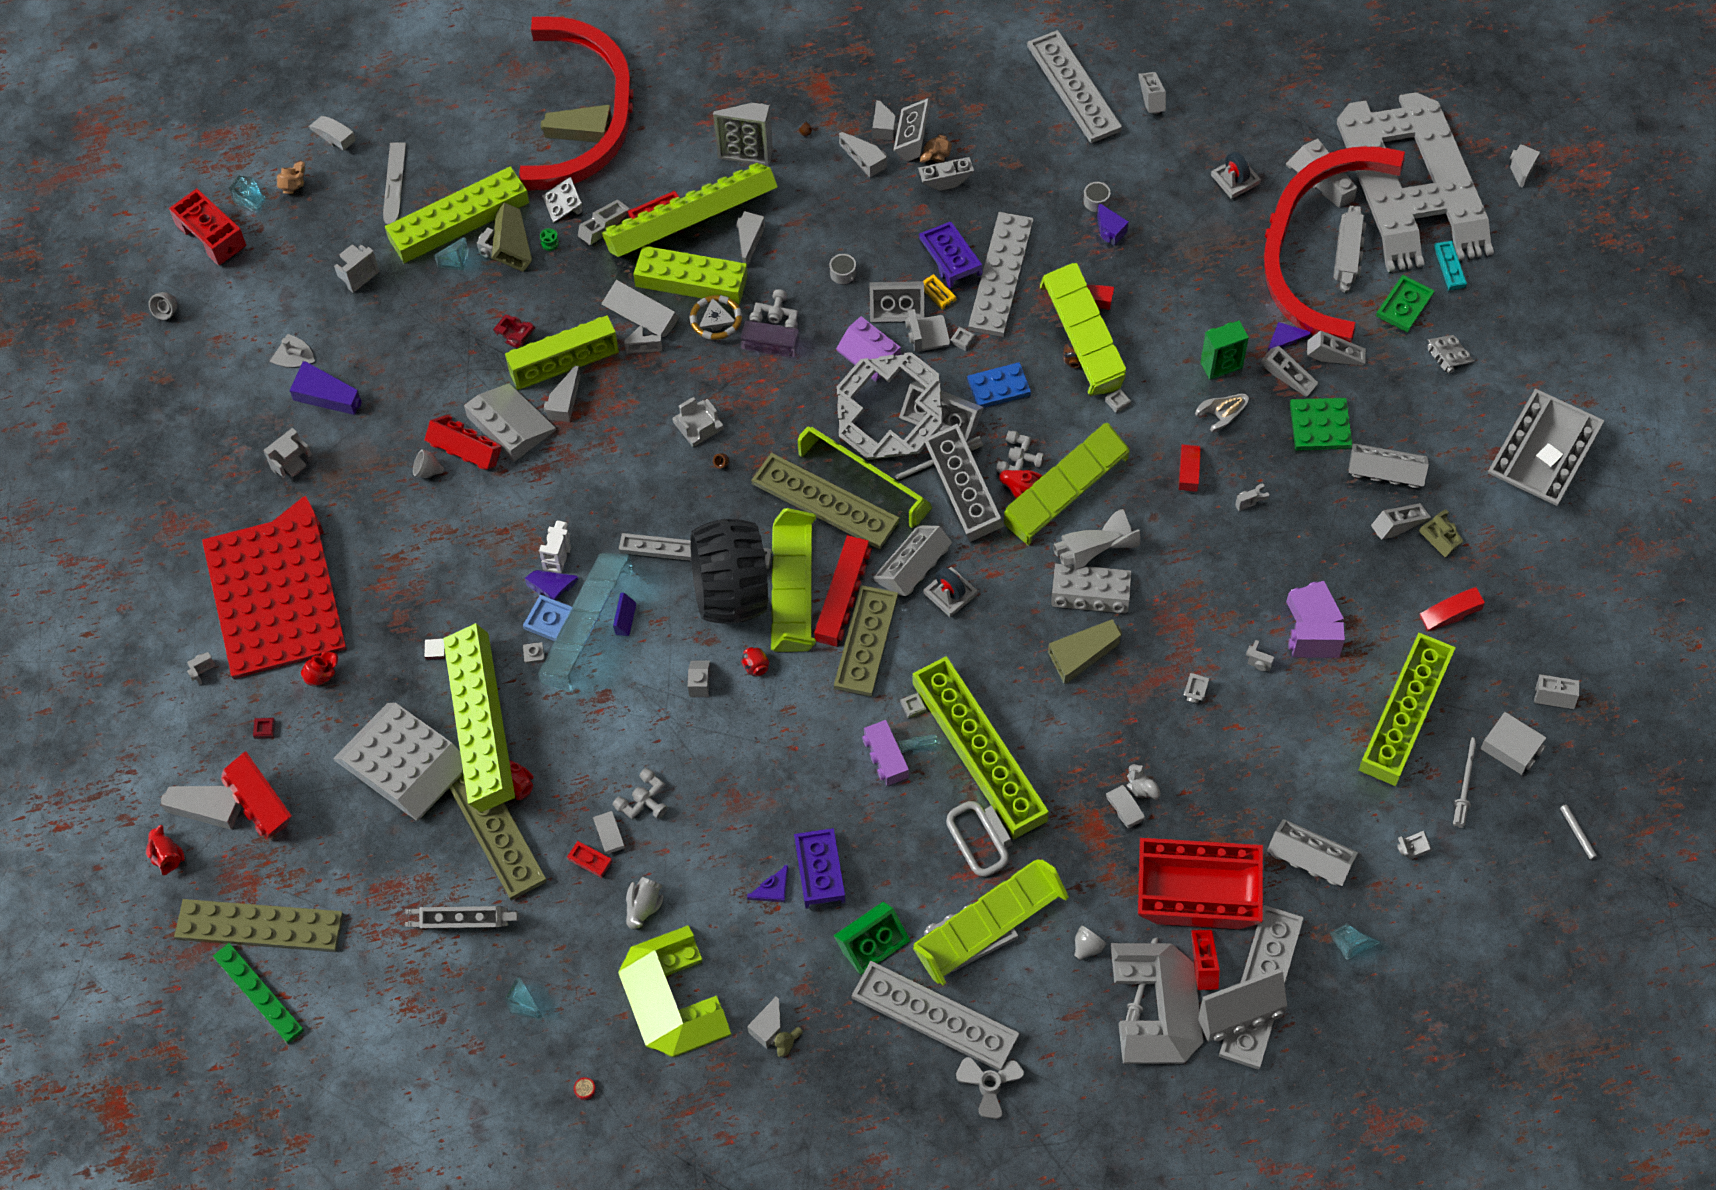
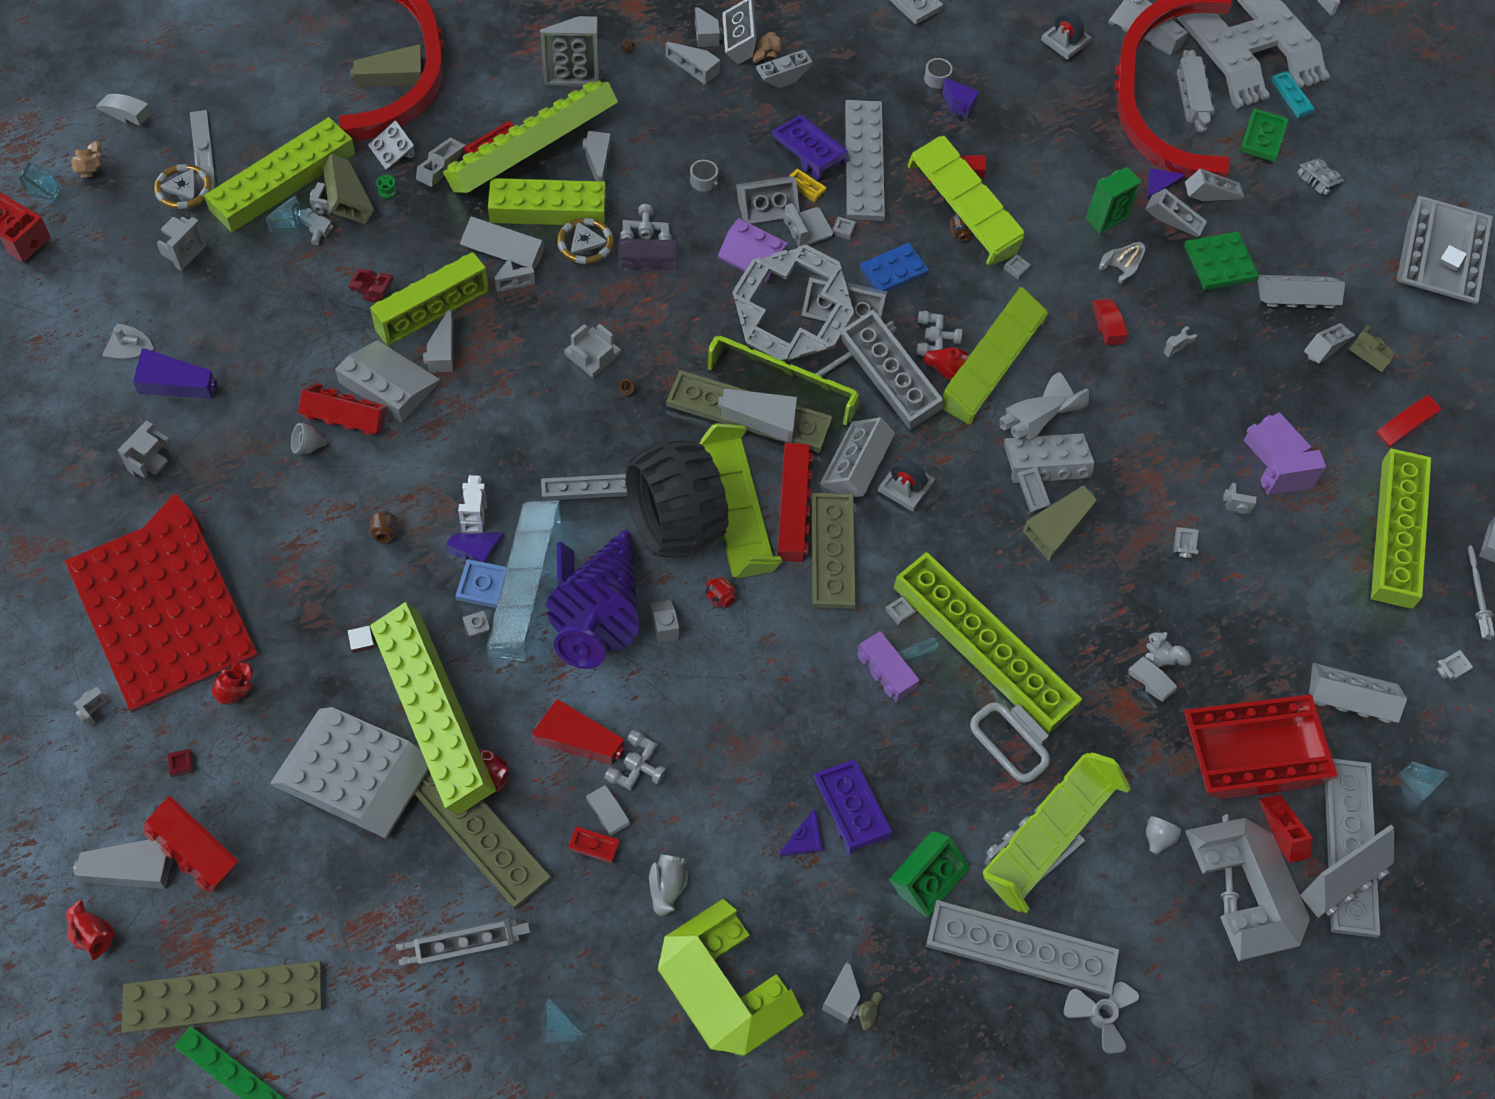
camera: 20 degrees left, 0 degrees up
(368, 214) = (182, 186): none -> light grey piece
(475, 554) = (383, 526): none -> reddish brown head
(480, 266) = (317, 224): none -> light grey piece
(595, 761) = (577, 734): none -> red slope
(639, 653) = (596, 606): none -> dark purple plant
(833, 503) = (760, 411): none -> light grey slope
(1066, 615) = (1033, 489): none -> light grey tile

